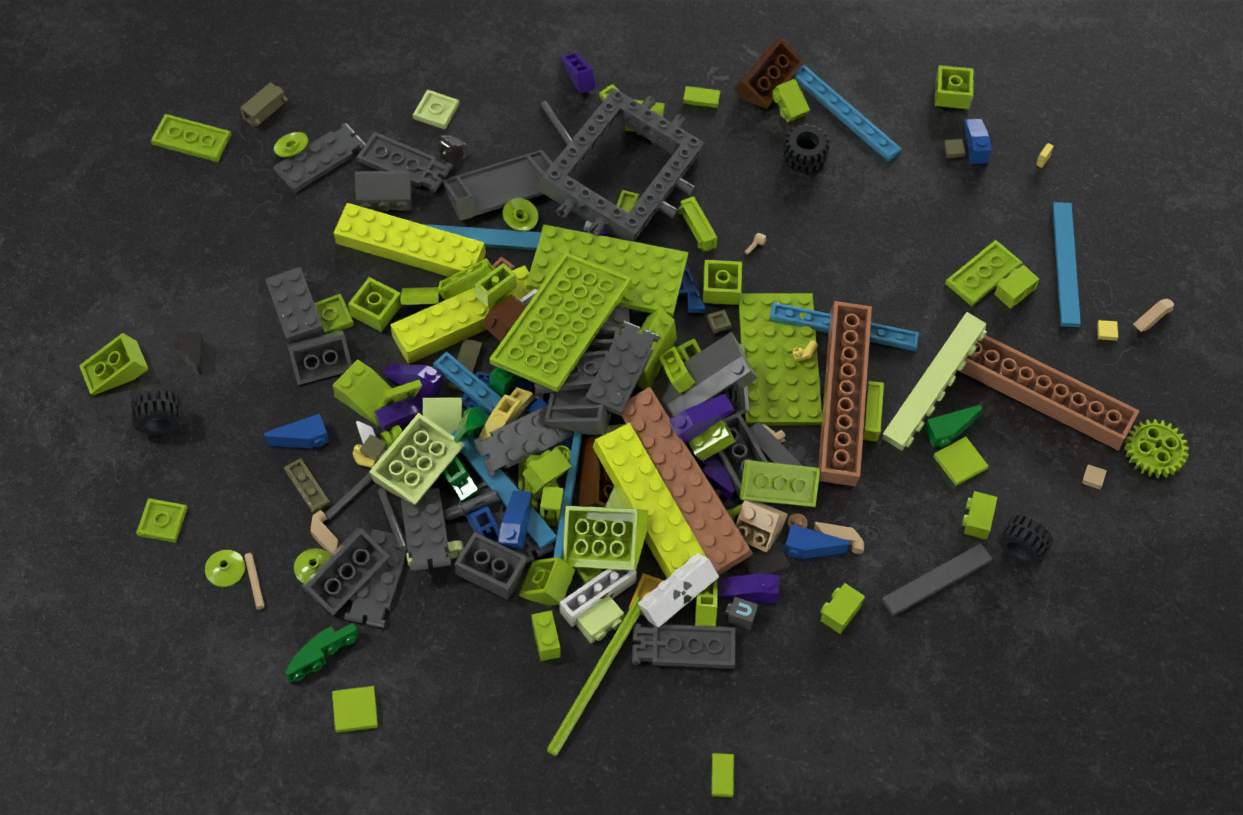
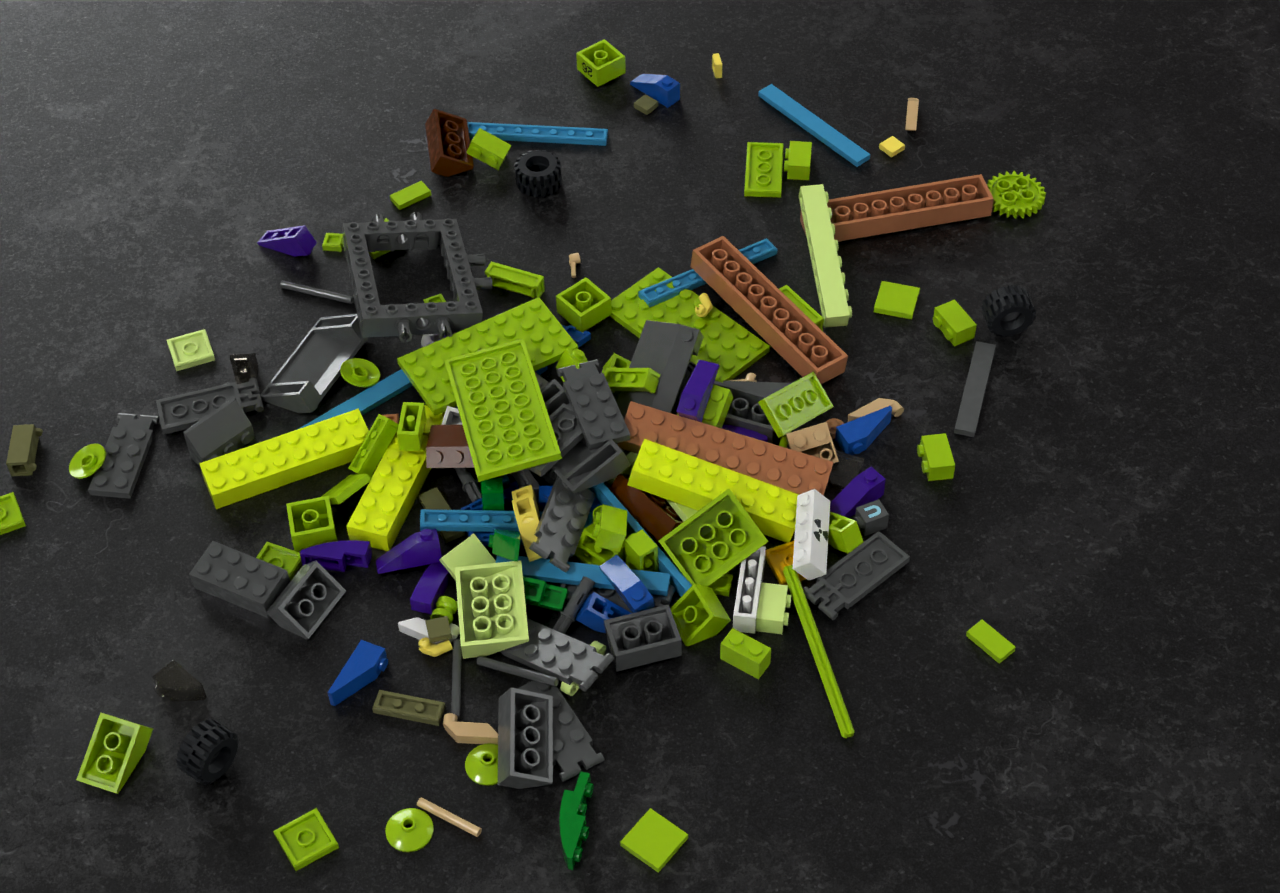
camera: 40 degrees left, 10 degrees down
(361, 390) = (379, 596): lime slope -> none
(371, 341) = (338, 554): none -> dark purple slope
(399, 393) = (417, 571): lime tile -> none
(719, 321) = (611, 335): olive plate -> none
(946, 428) = (862, 284): green slope -> none
(1094, 476) = (995, 243): tan tile -> none

